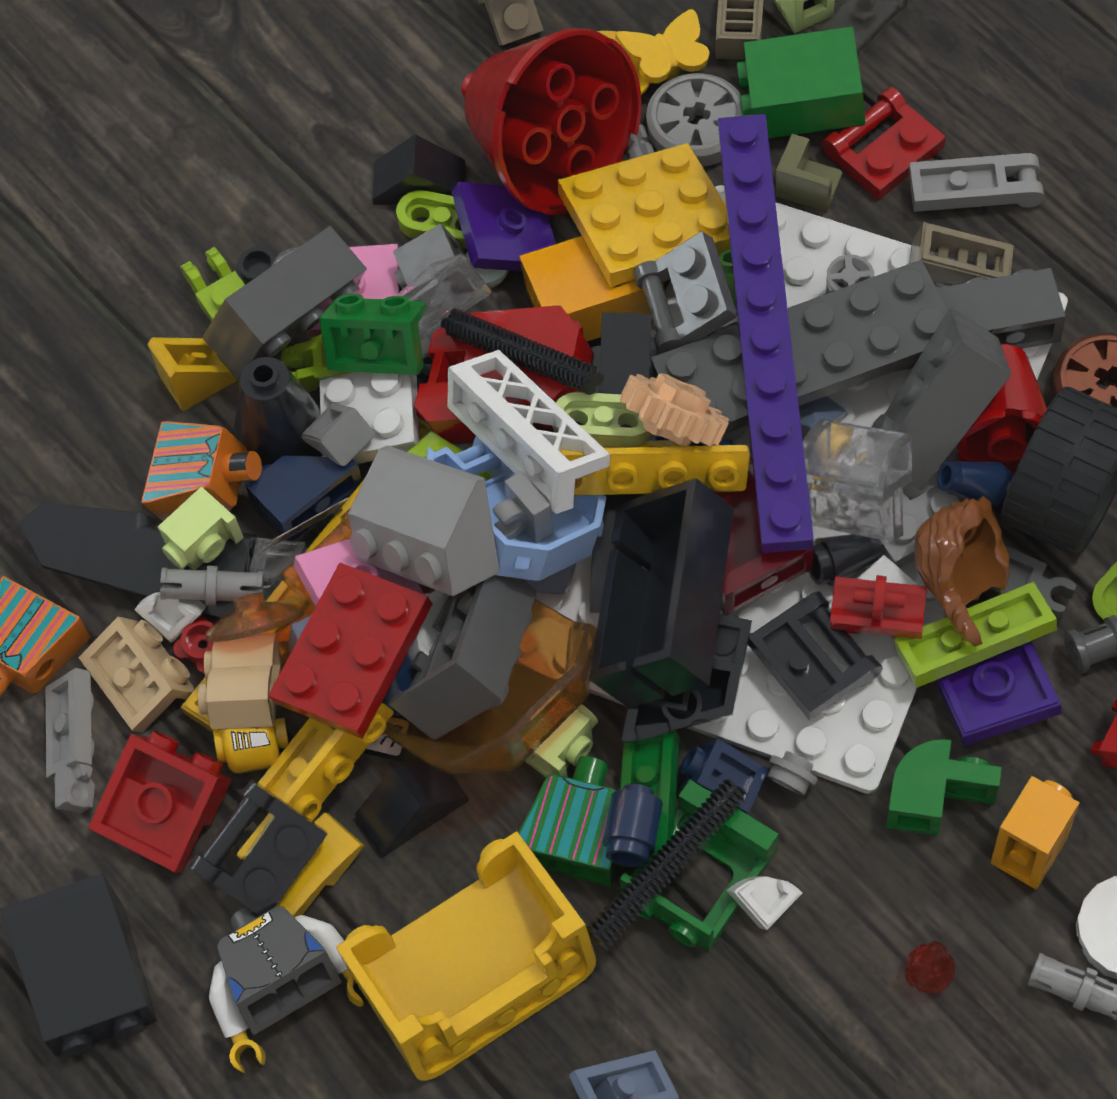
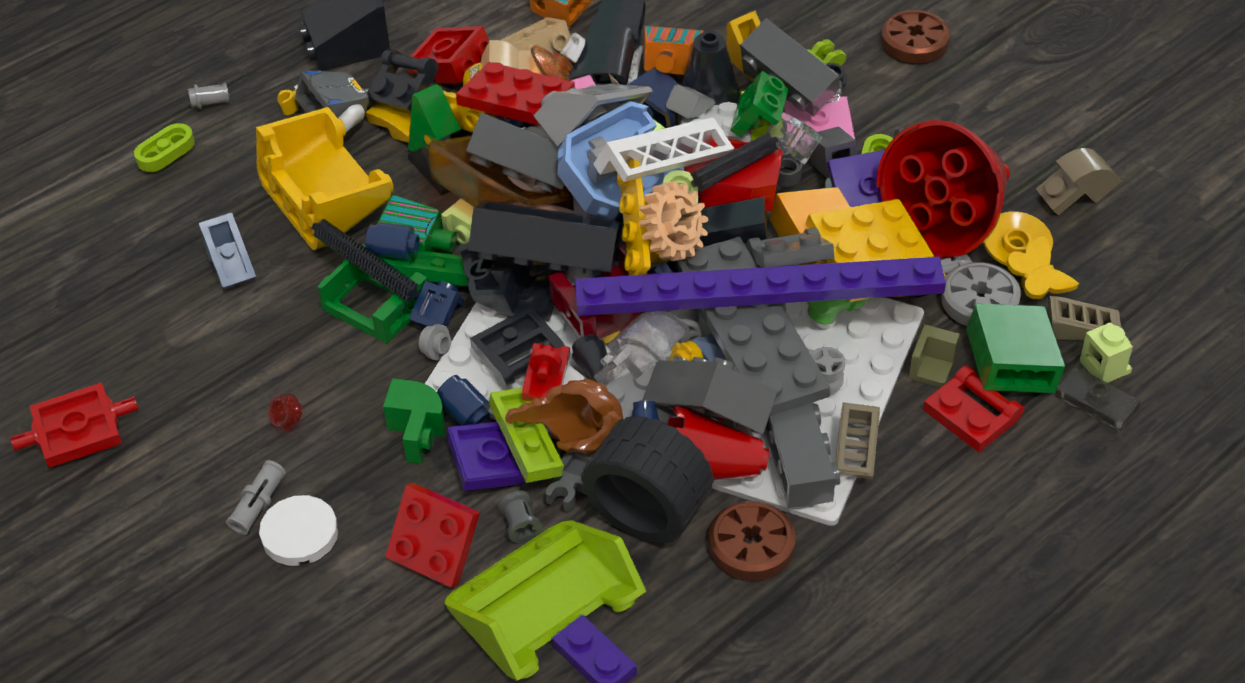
camera: 85 degrees right, 15 degrees down
(70, 740) = (490, 18): light grey hinge -> none
(179, 183) = (915, 36): none -> copper wheel
(198, 531) = (616, 41): yellowish green brick -> none
(208, 584) = (582, 52): light grey pin -> none
(358, 797) = (430, 116): none -> green slope
(764, 898) = (349, 328): white tile -> none
(912, 721) = (463, 401): none -> dark blue brick
(975, 182) = (937, 461): light grey plate -> none
(1034, 831) = (364, 456): light orange brick -> none

